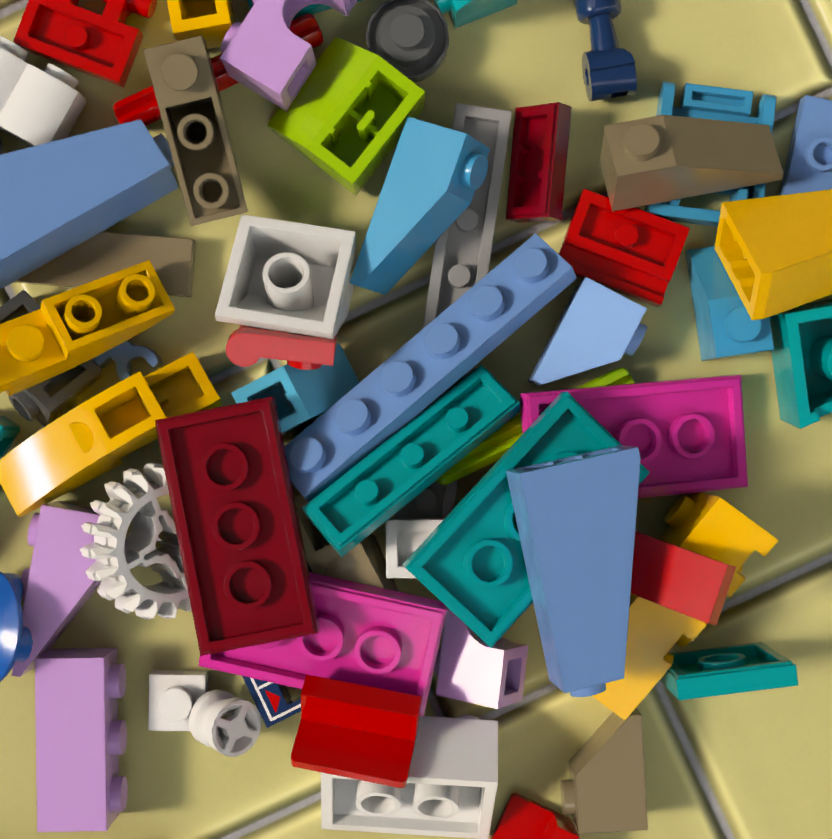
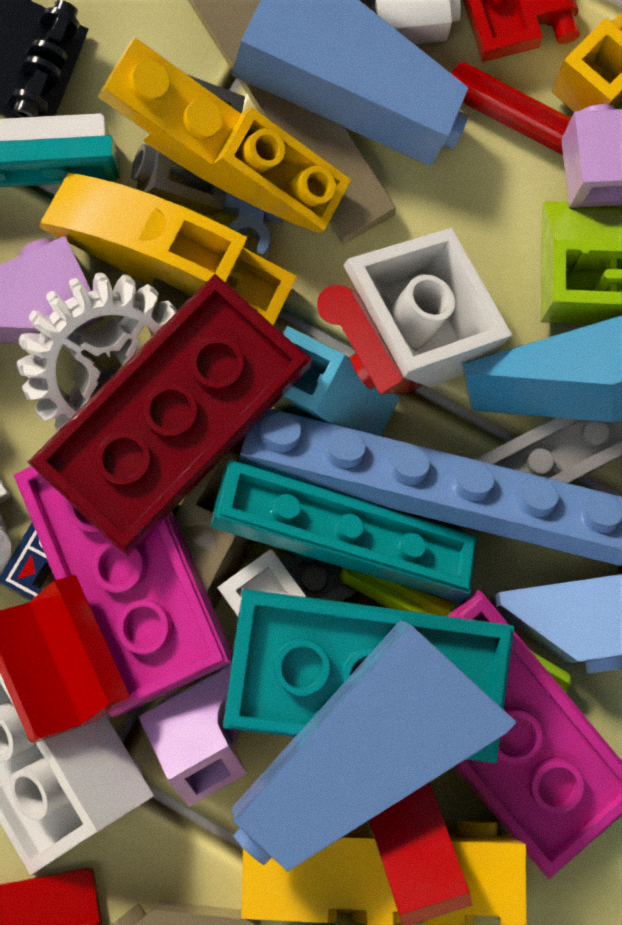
camera: 50 degrees right, 10 degrees down
(196, 129) = (498, 136): dark tan slope -> none

